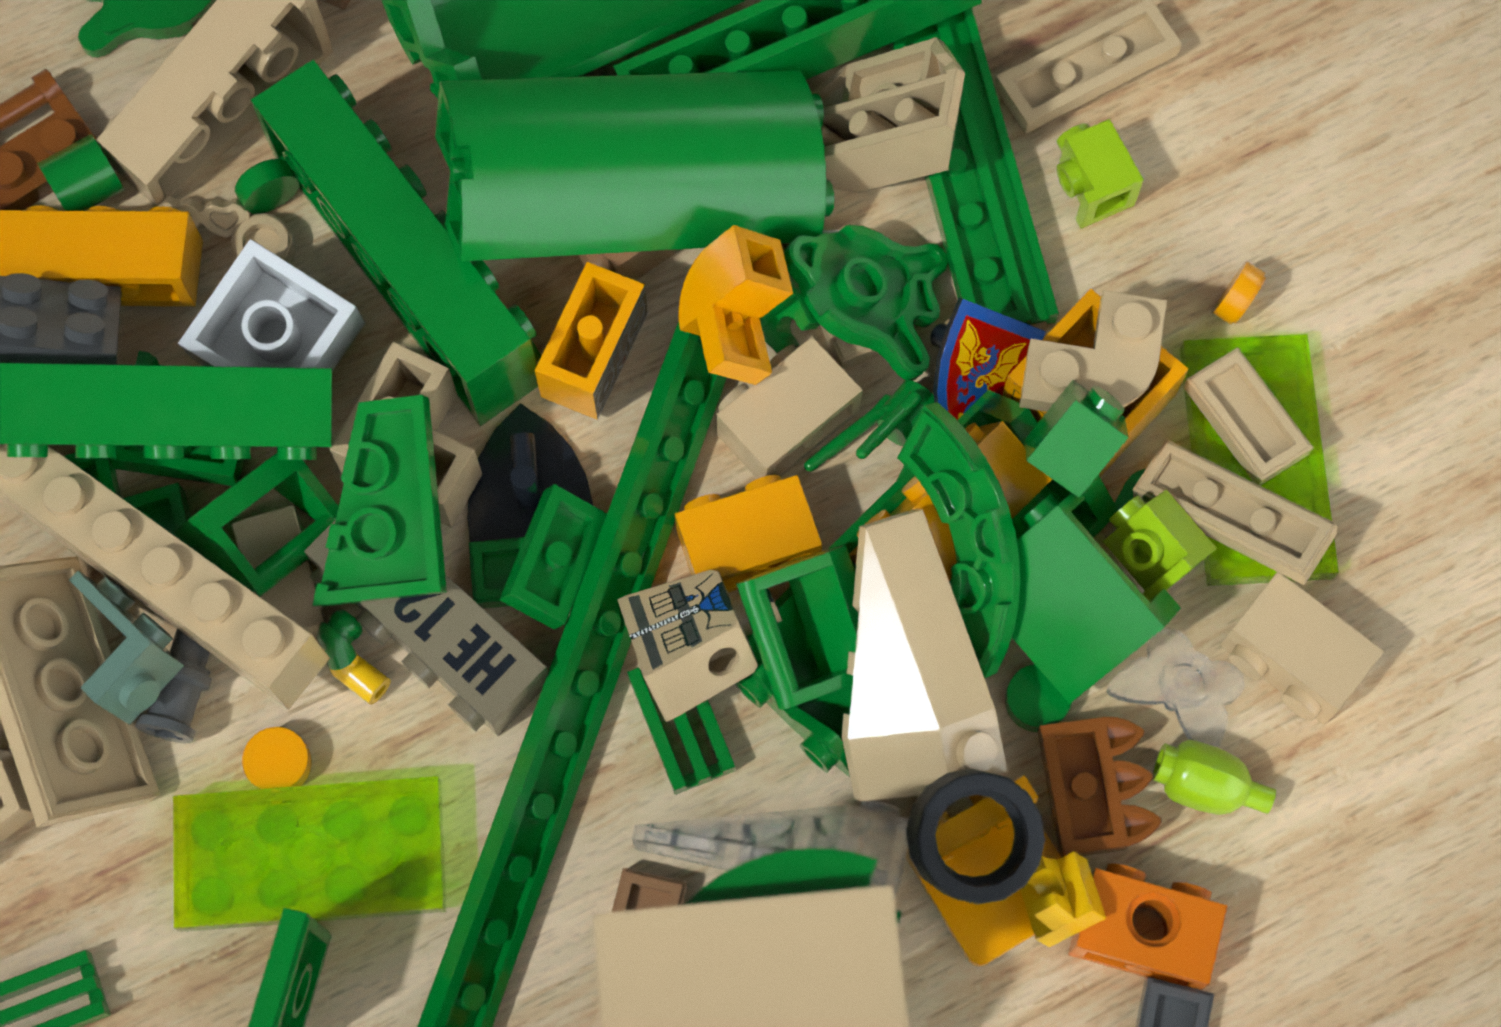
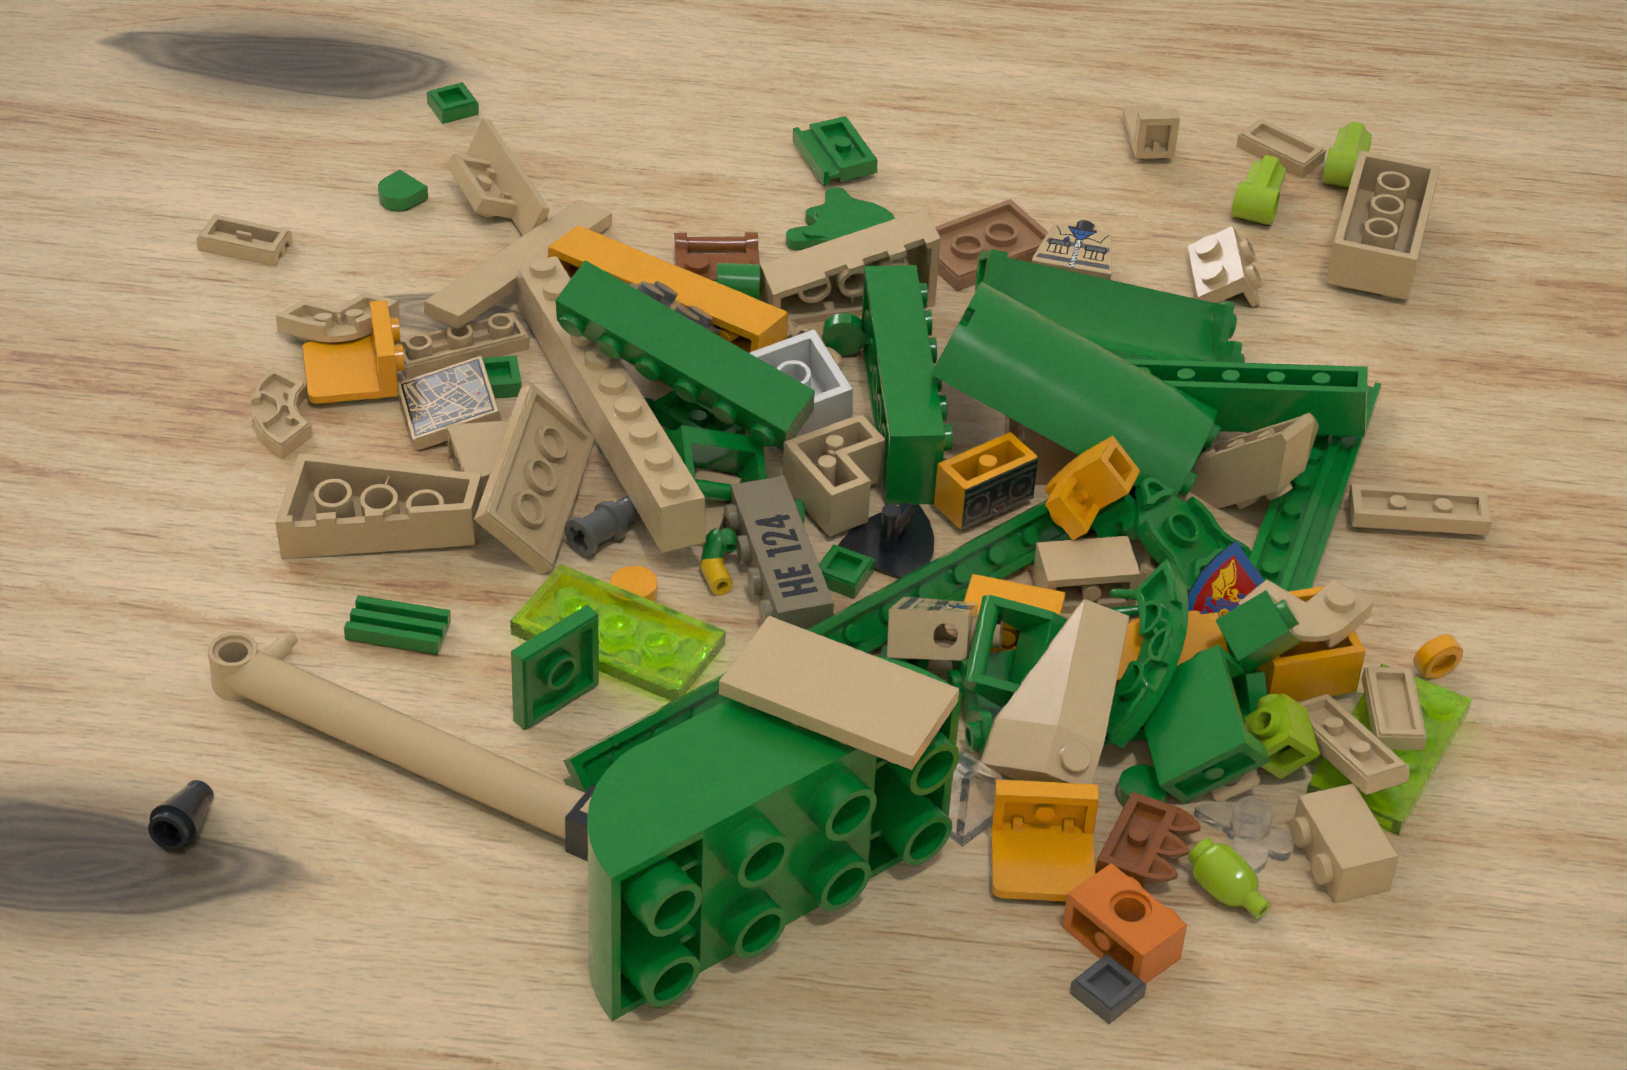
camera: 30 degrees right, 30 degrees down
(139, 666) = (589, 483): sand green bracket -> none
(388, 510) = (797, 479): green wing -> none
(553, 557) = (877, 564): green plate -> none
(1026, 847) = (1039, 746): black tyre -> none
(1062, 899) = (1074, 861): yellow tile -> none
(1097, 171) = (1384, 559): lime brick -> none

